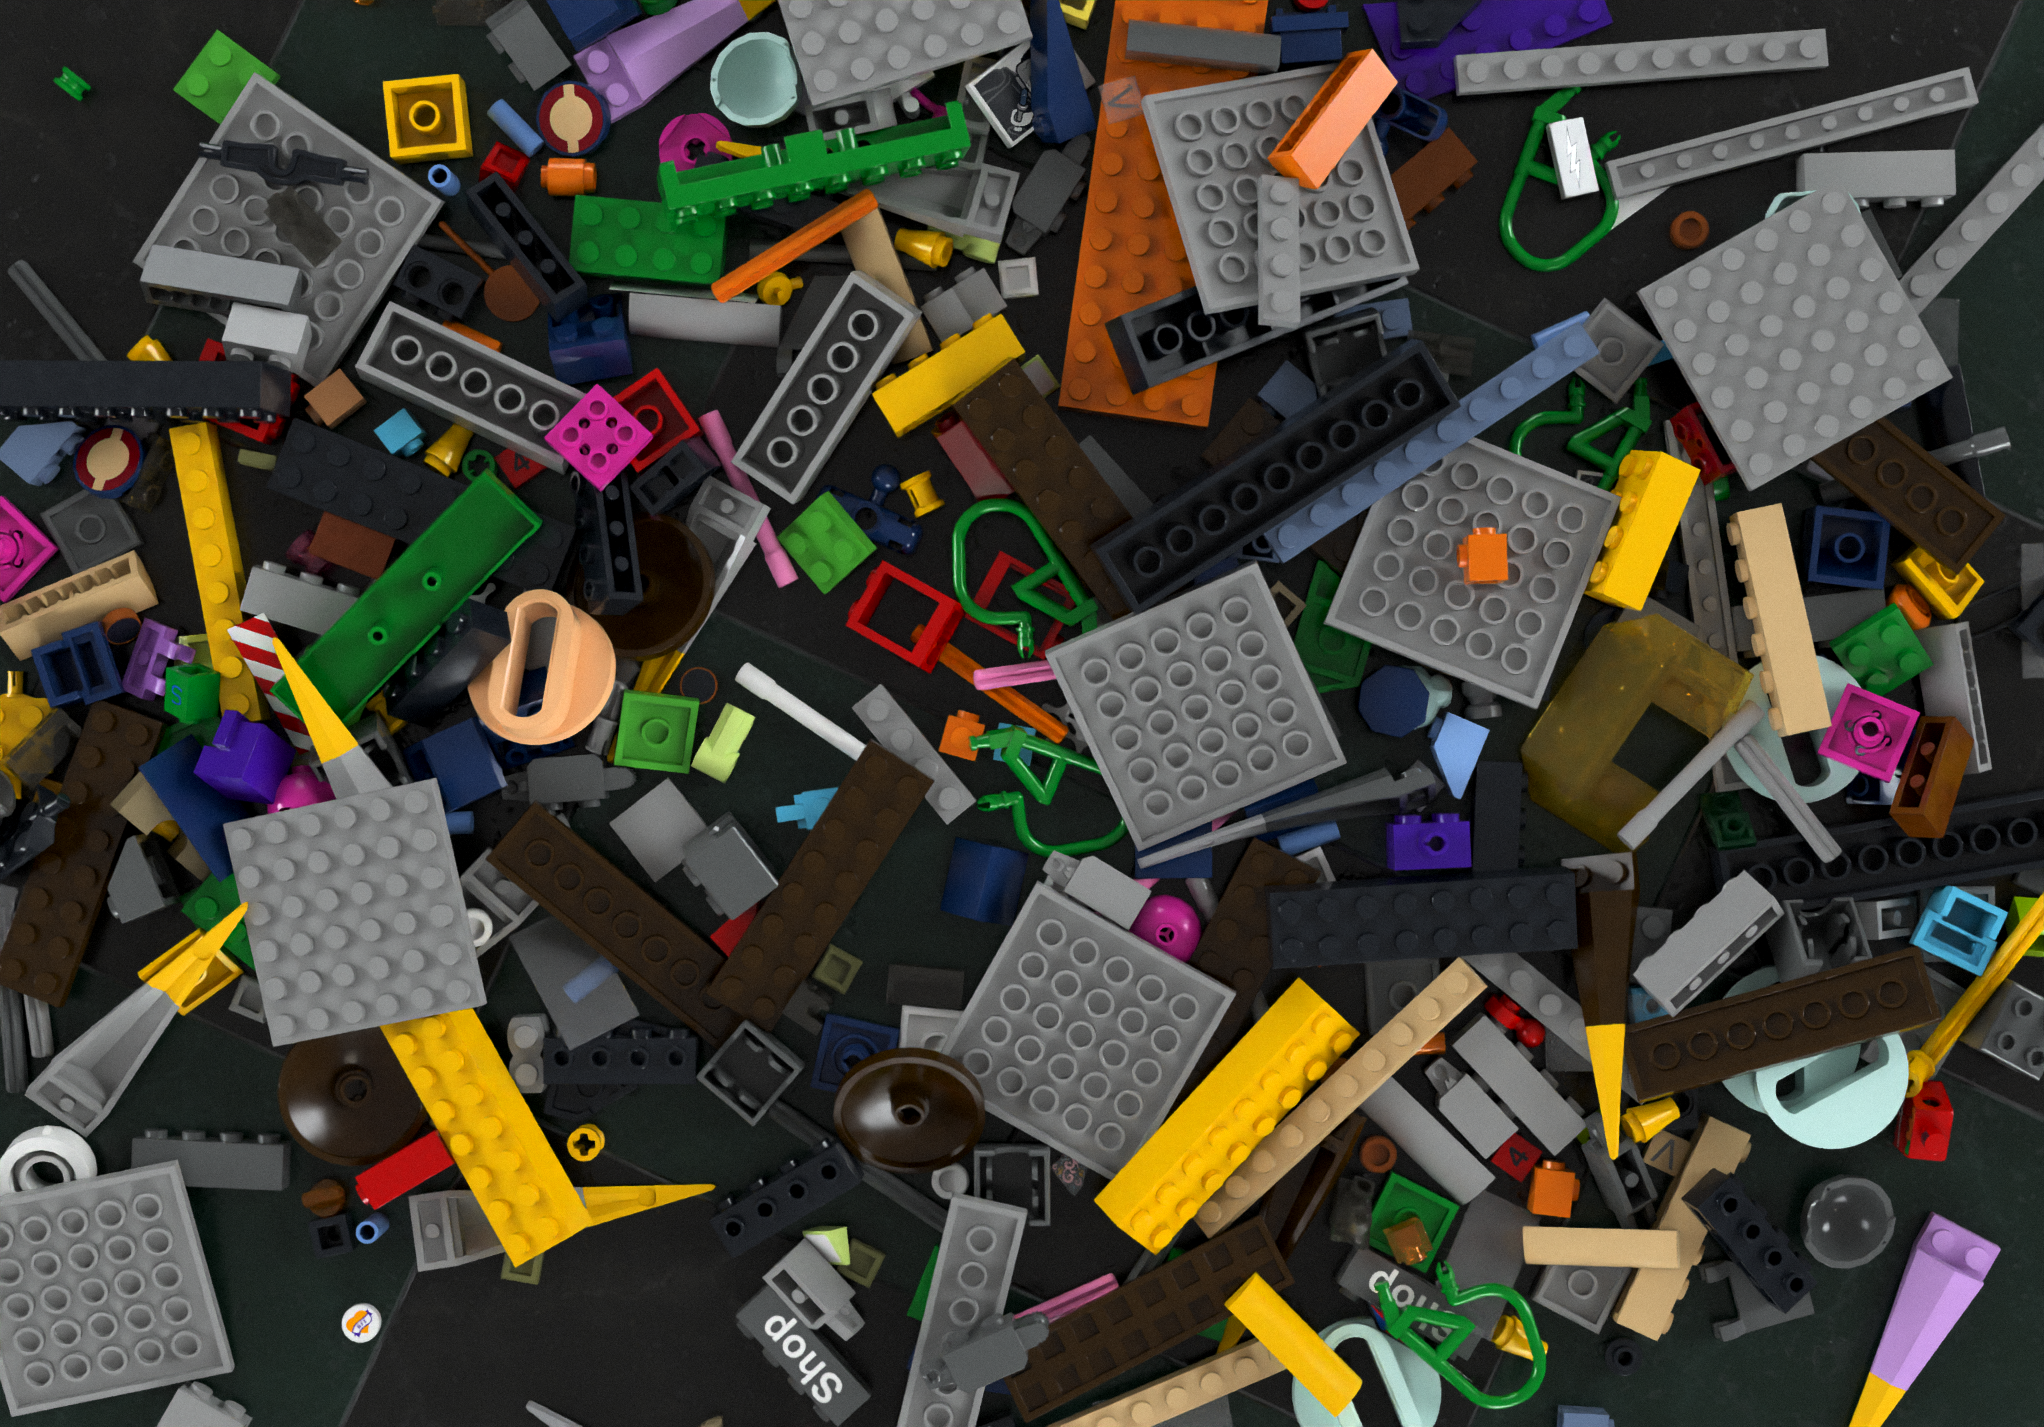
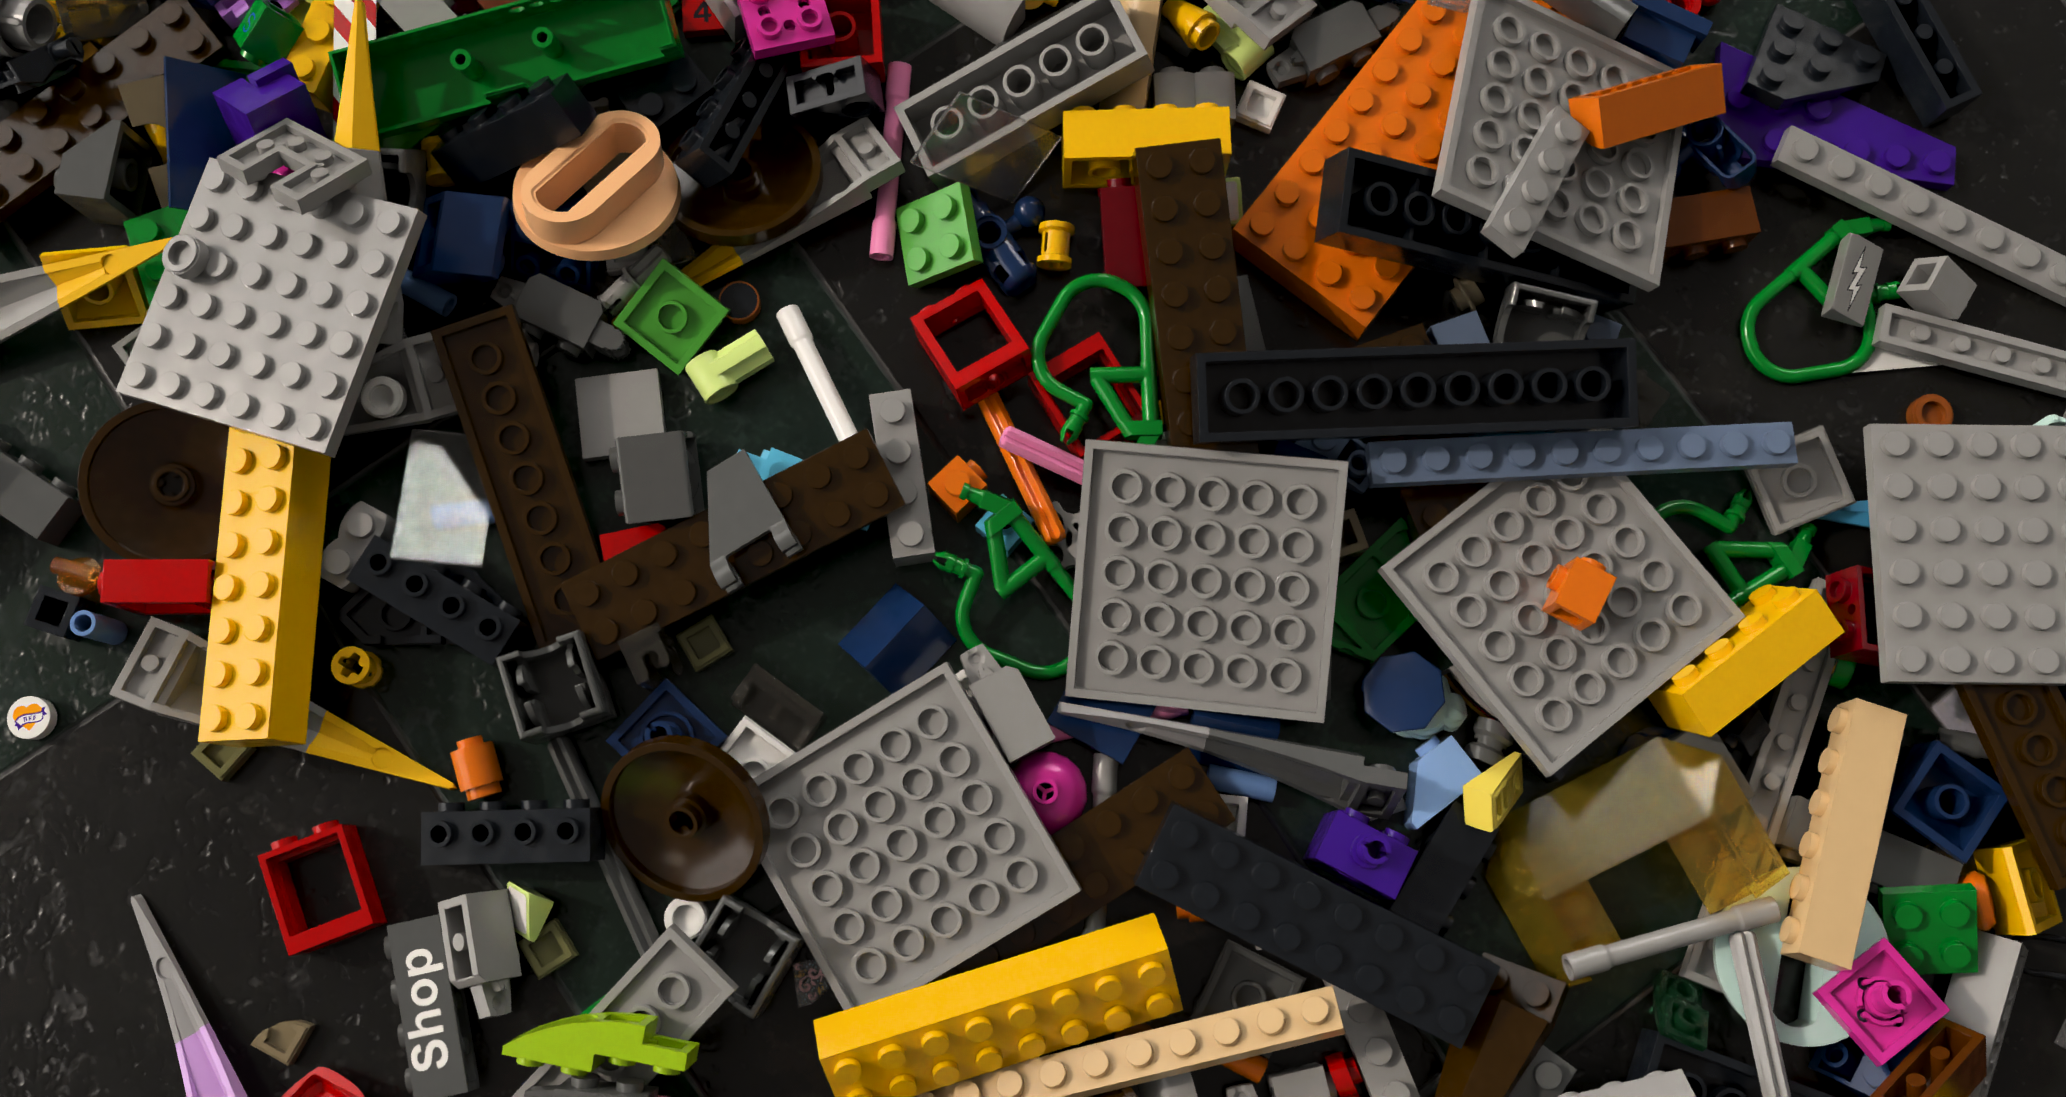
camera: 30 degrees right, 10 degrees down
(264, 914) = (185, 256): none -> light grey tile
(333, 784) = (318, 164): none -> light grey plate
(672, 1363) = (286, 901): none -> red window
(725, 1163) = (477, 768): none -> orange brick
(815, 864) = (741, 514): none -> dark grey flag
(829, 460) = (985, 147): none -> clear piece
(941, 1310) = (585, 1040): none -> lime slope
(1274, 347) = (1466, 294): none -> dark tan plate
(1503, 739) = (1493, 793): none -> light yellow slope
(1641, 125) = (1937, 287): none -> light grey brick

